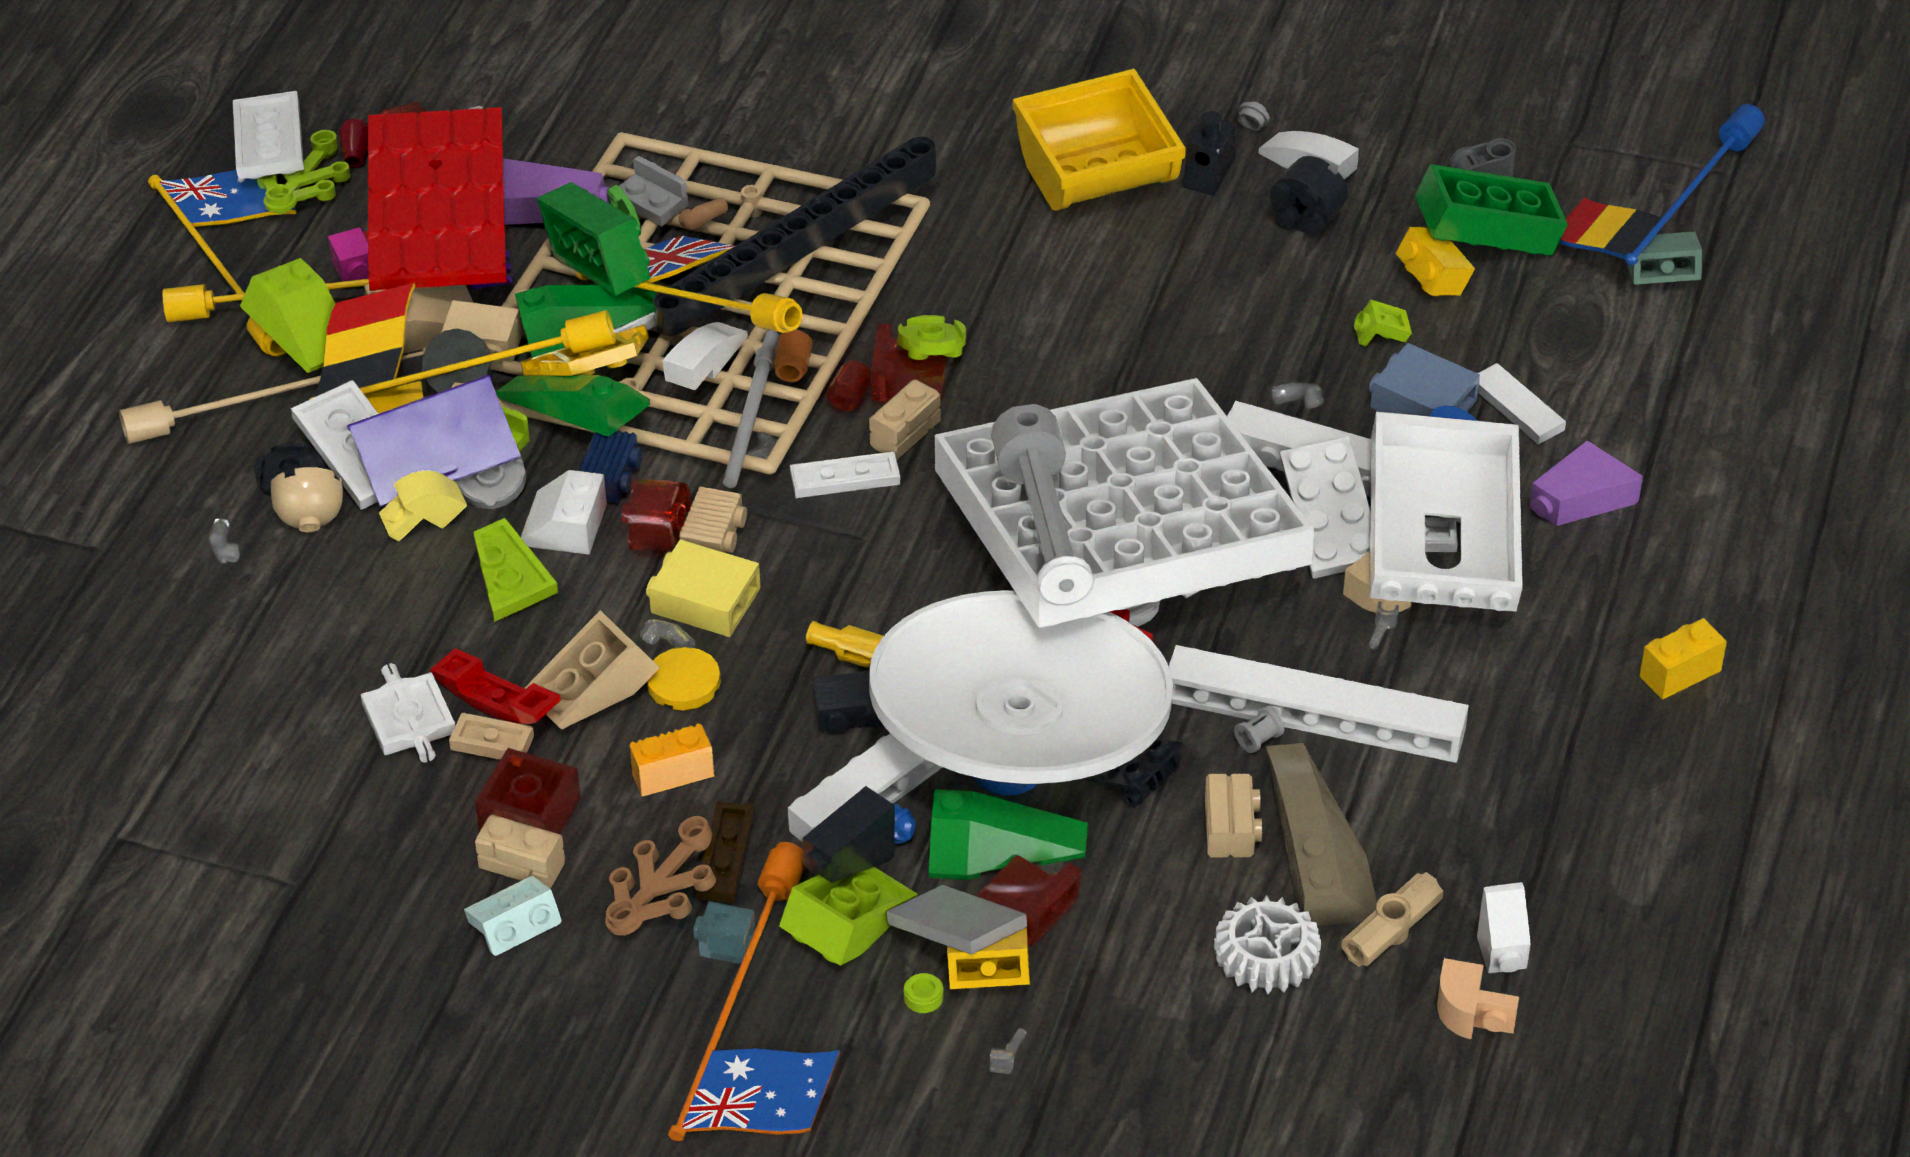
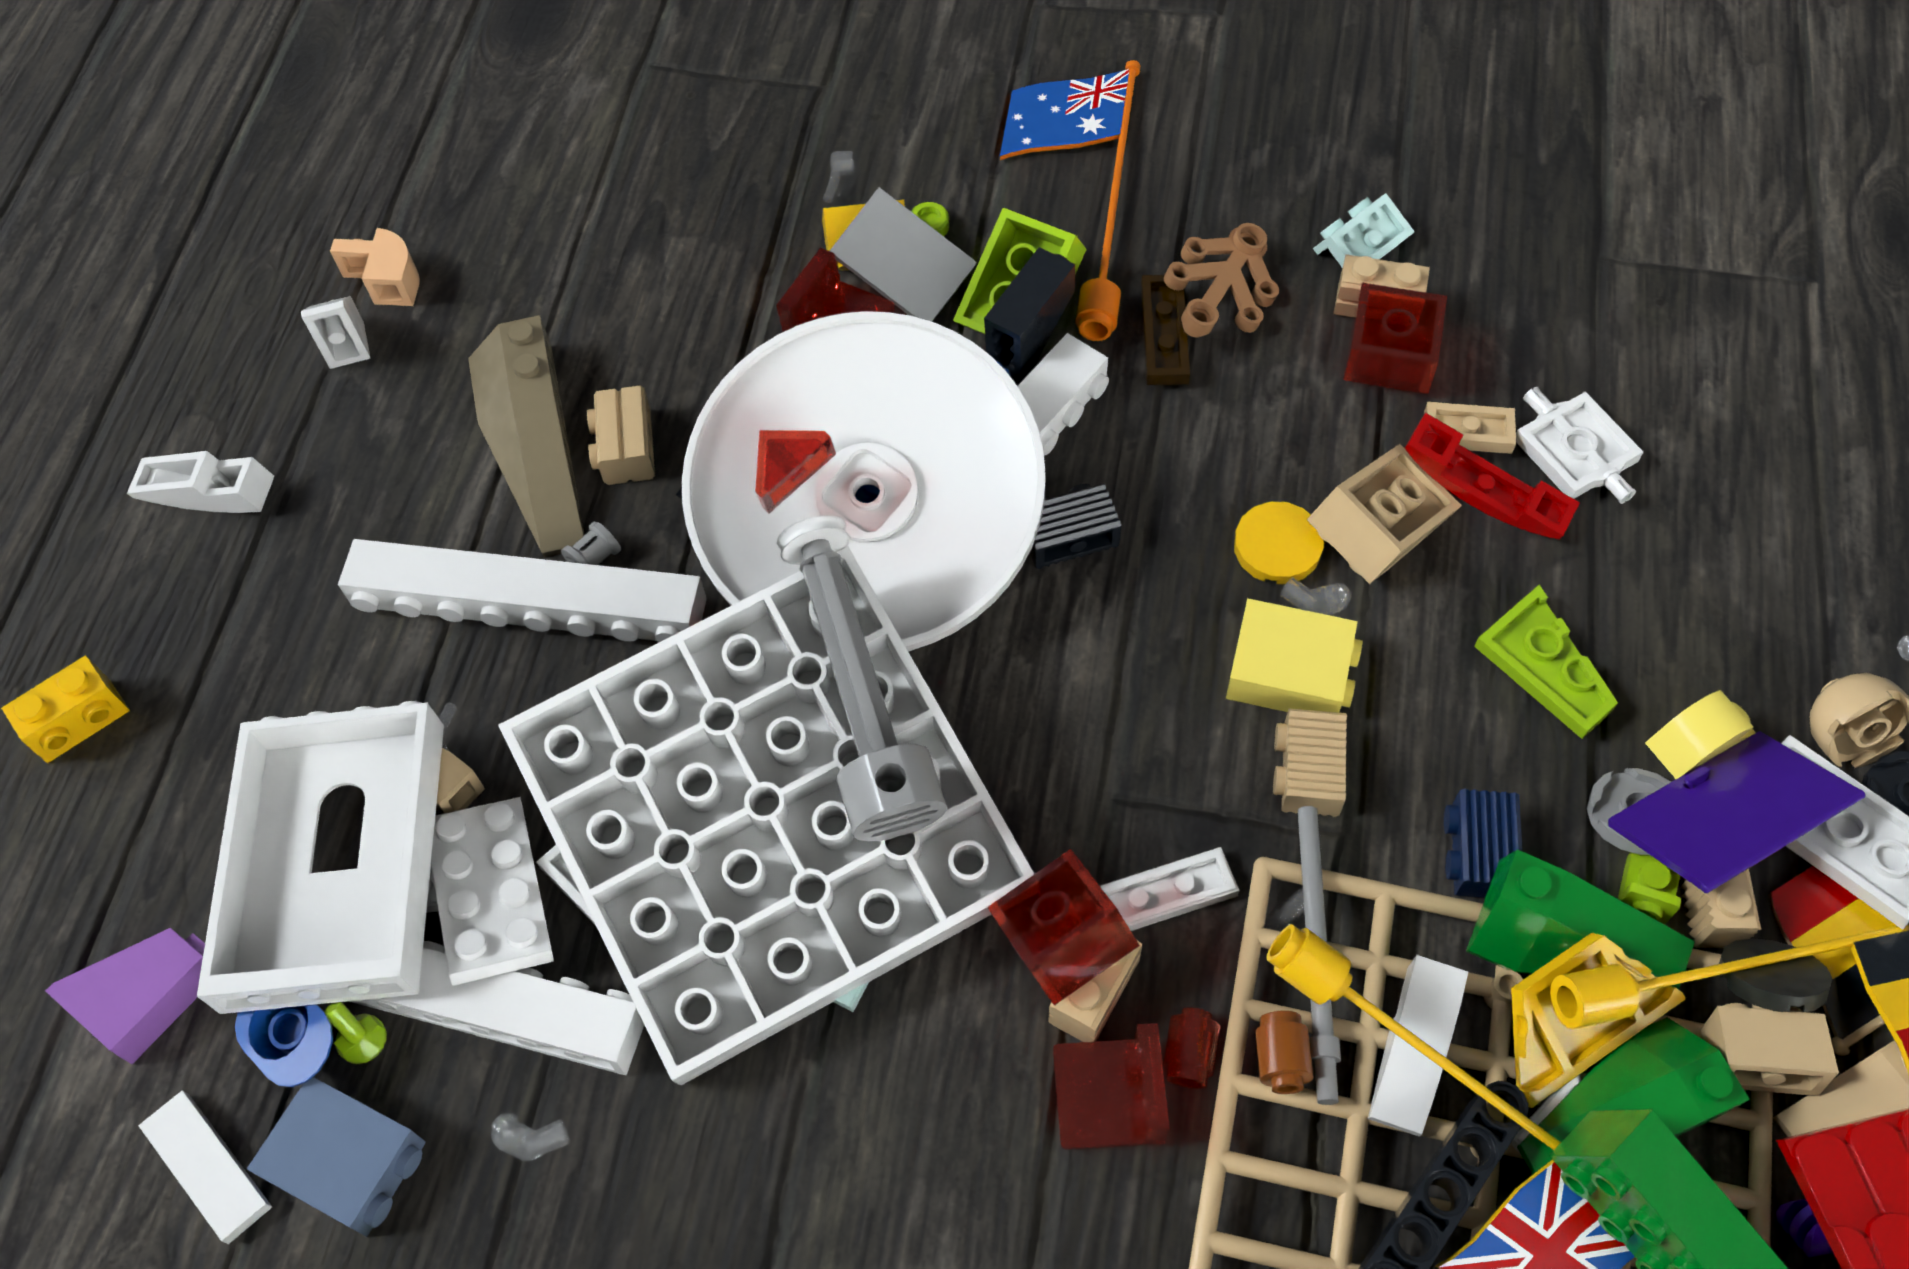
camera: 175 degrees right, 15 degrees up
(567, 513) = (1512, 750): white slope -> none
(656, 514) = (1387, 742): clear red brick -> none
(671, 760) = (1254, 415): light orange brick -> none
(724, 932) = (1139, 239): clear light blue brick -> none
(849, 644) = (1087, 601): yellow arm -> none
(921, 404) = (1063, 926): none -> clear red brick
(931, 336) = (1117, 1173): lime plate -> none
(1077, 674) = (788, 461): none -> clear red slope
(1257, 944) = (609, 293): white gear -> none
(1392, 919) = (452, 340): tan piece -> none
(1612, 824) = (202, 482): none -> white slope

